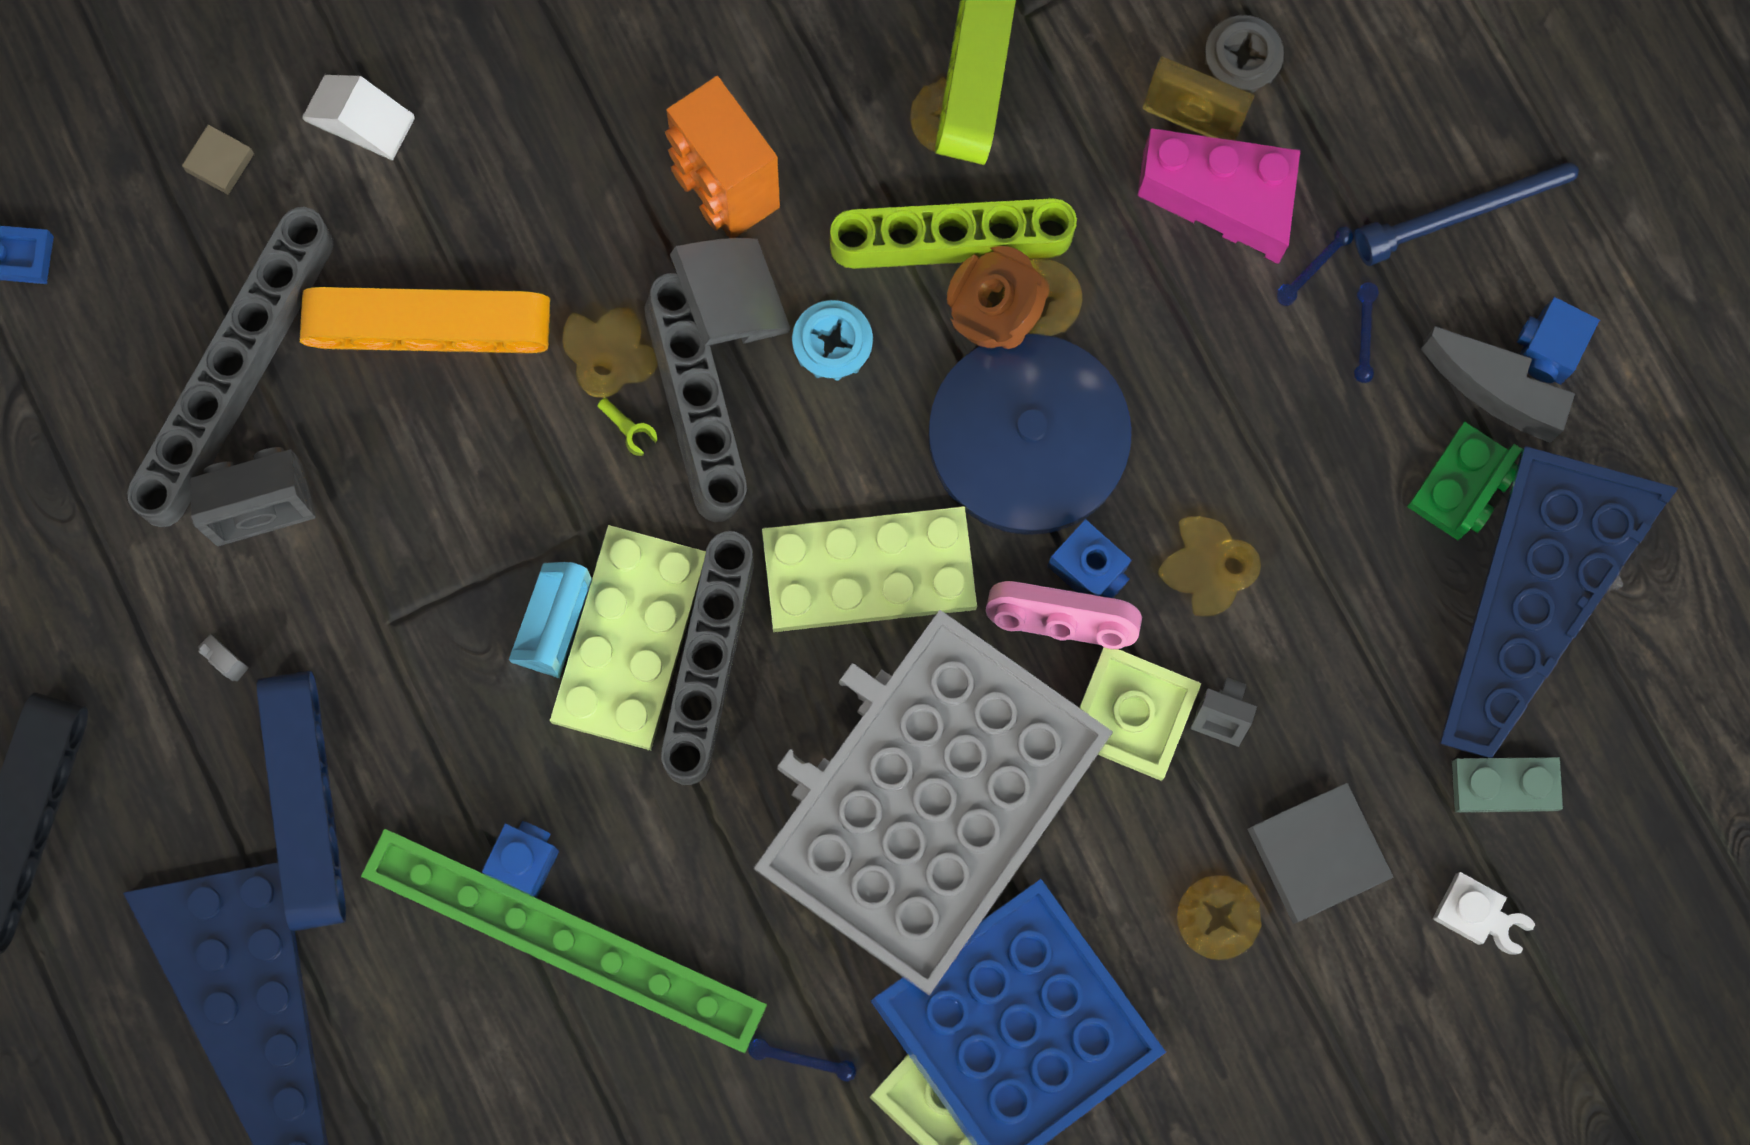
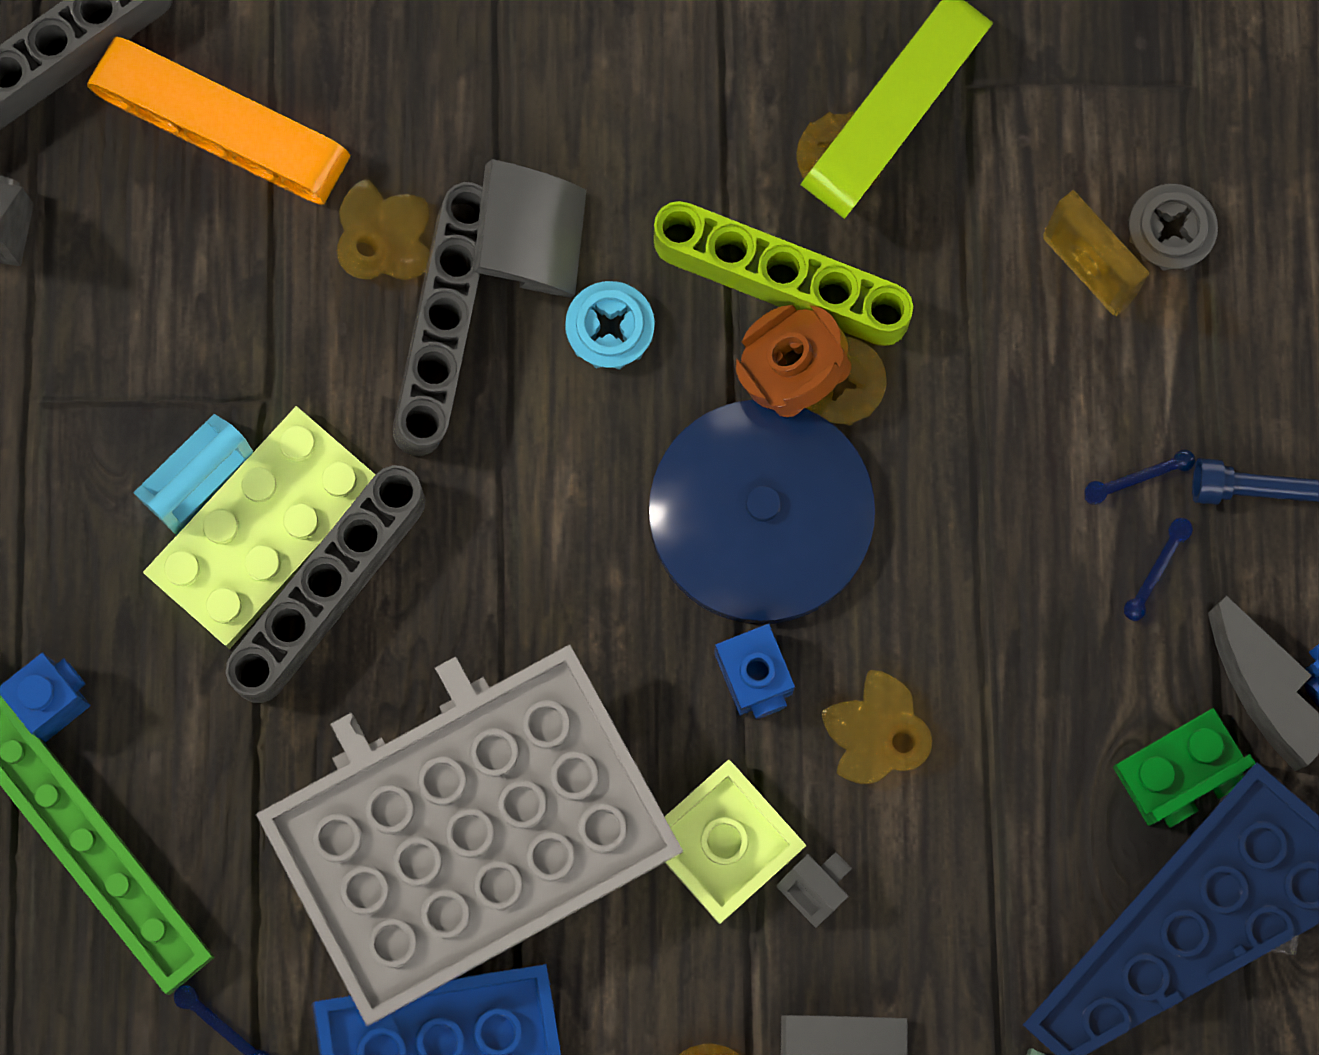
camera: 30 degrees right, 0 degrees up
(626, 425) = (363, 314): lime hand -> none
(722, 159) = (579, 92): orange brick -> none
(869, 569) = (532, 571): yellowish green plate -> none
(1063, 614) = (701, 709): bright pink plate -> none
(1225, 185) = (1082, 351): dark pink wedge -> none

